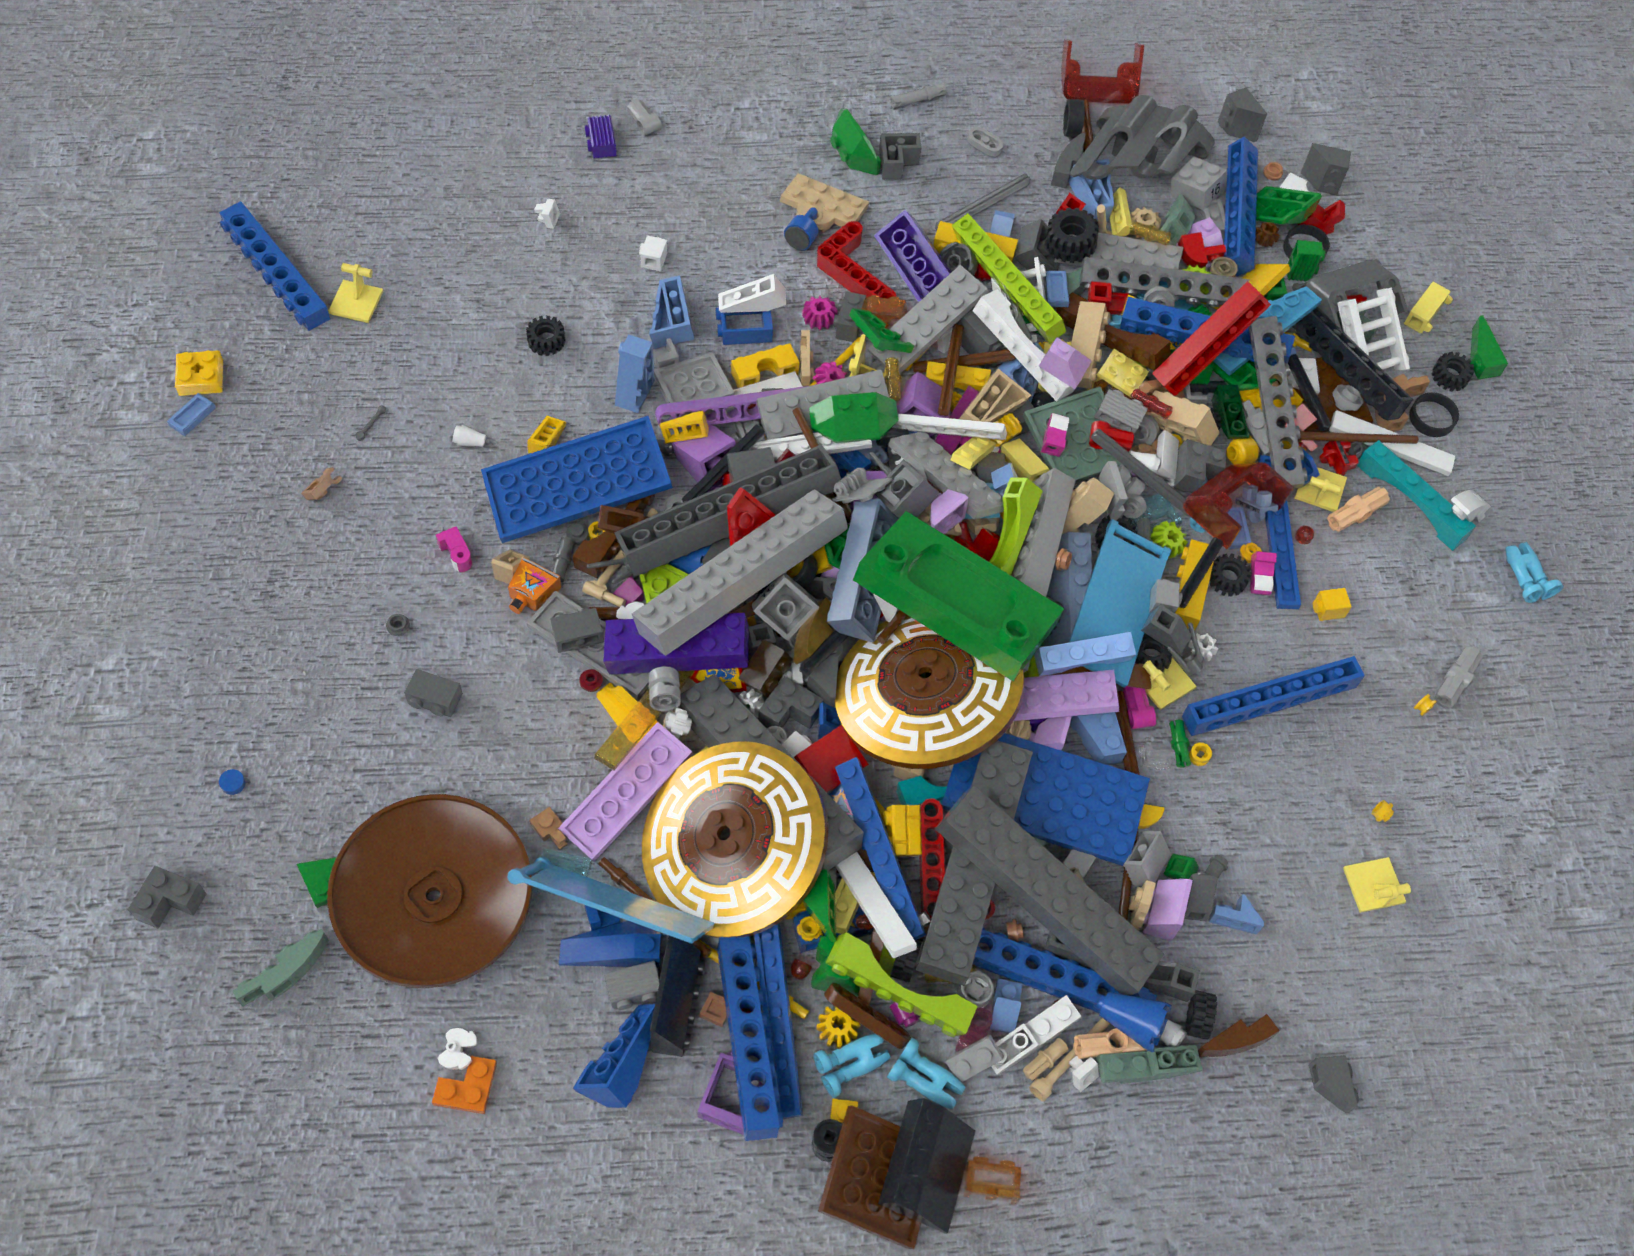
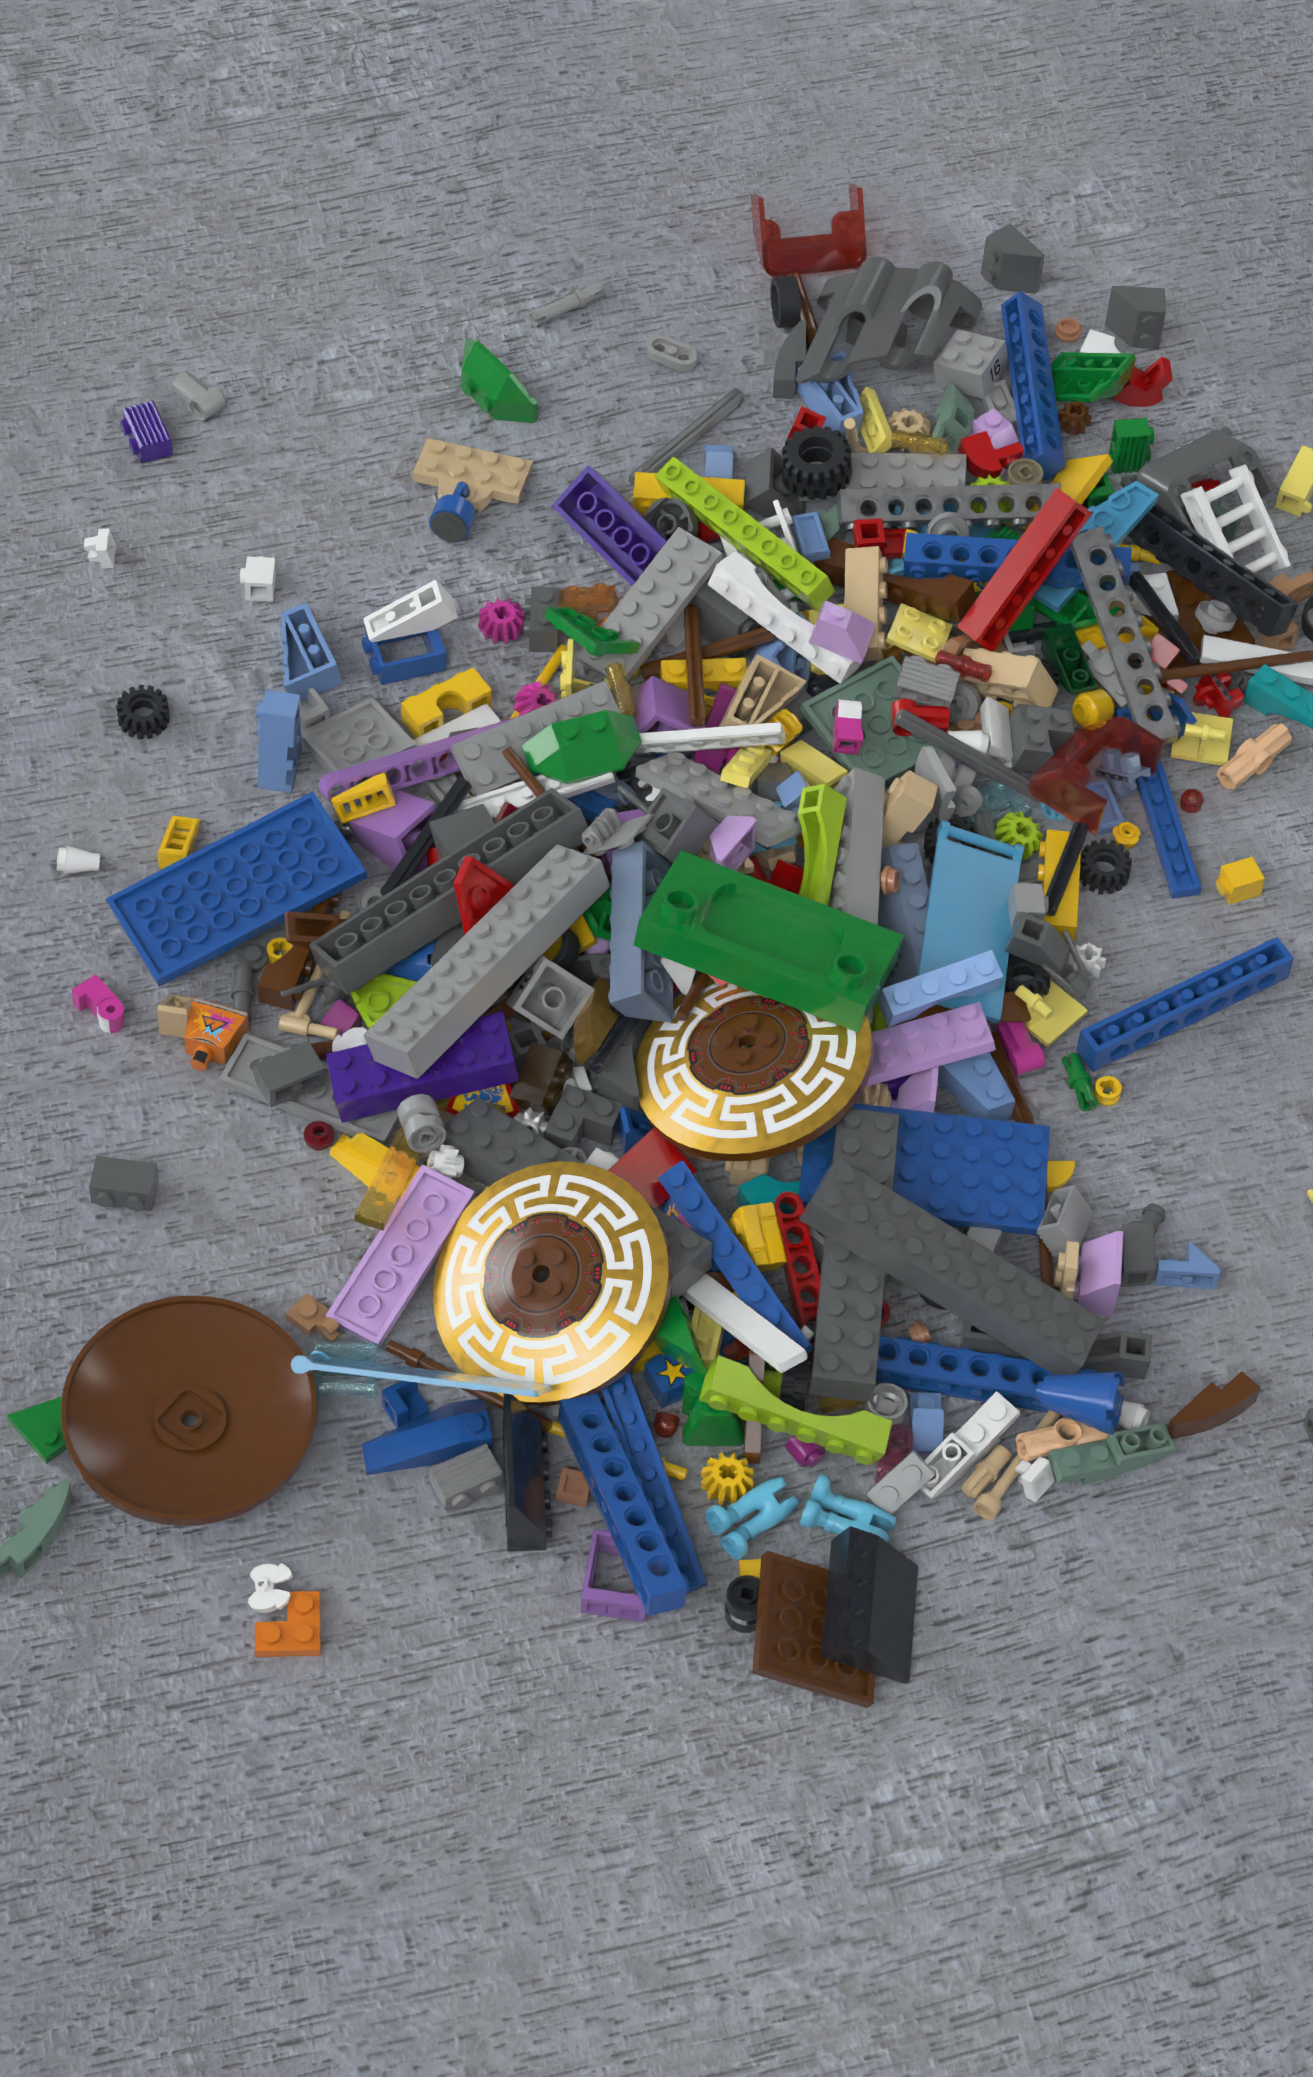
camera: 10 degrees left, 5 degrees down
(394, 620) = (51, 1103): dark grey plate -> none
(619, 1069) = (475, 1565): blue wedge -> none
(806, 358) = (497, 681): tan wing -> none
(808, 935) = (668, 1364): yellow plate -> none
(834, 261) = (506, 551): red beam -> none
(867, 1016) = (761, 1457): reddish brown beam -> none
(897, 150) = (556, 386): dark grey brick -> none
(992, 1179) = (950, 1612): clear orange window -> none
(1181, 867) = (1106, 1223): green slope -> none
(1201, 1015) = (1163, 1386): black tyre -> none
(1262, 572) = (1145, 856): dark pink leg -> none
(1308, 230) = (1128, 402): black tyre -> none

